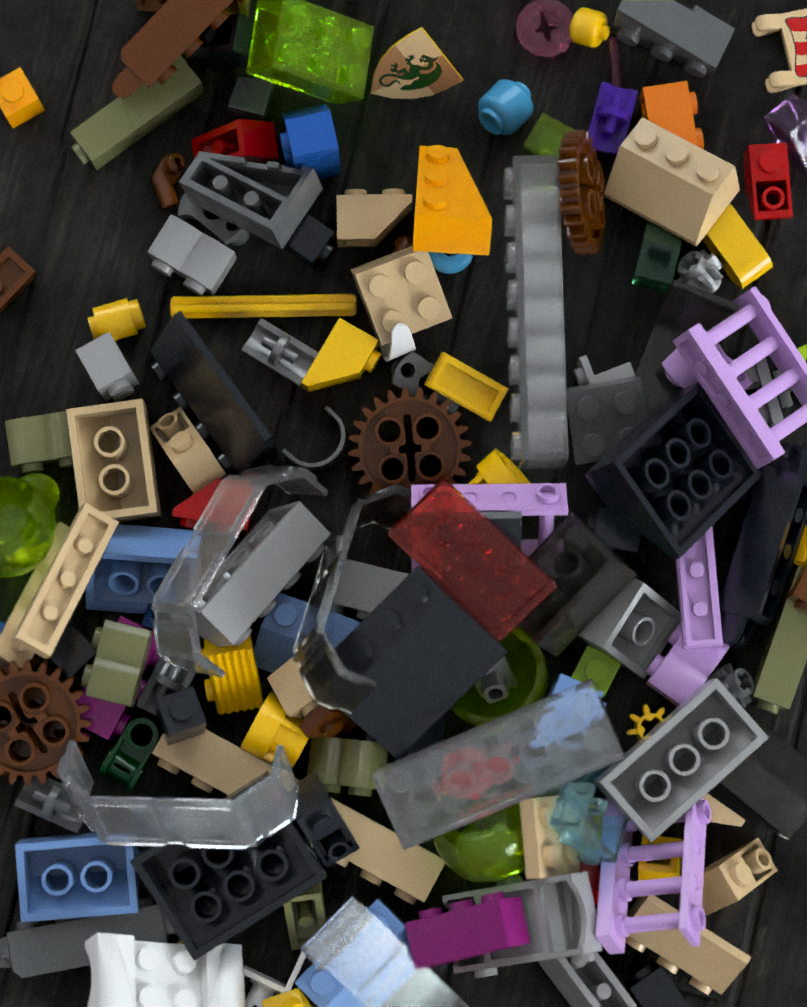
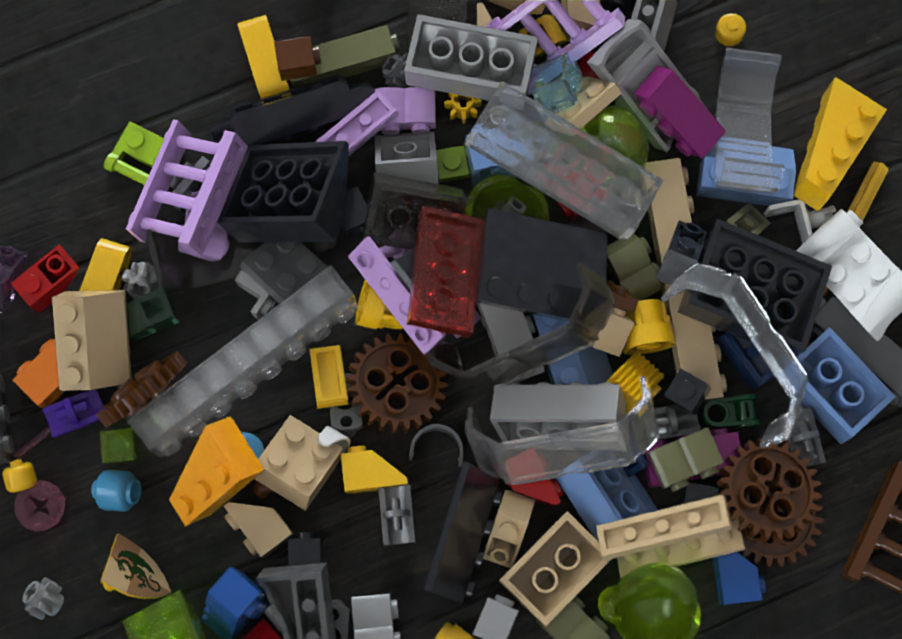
camera: 125 degrees left, 5 degrees down
(264, 305) = (373, 553): yellow axle -> none

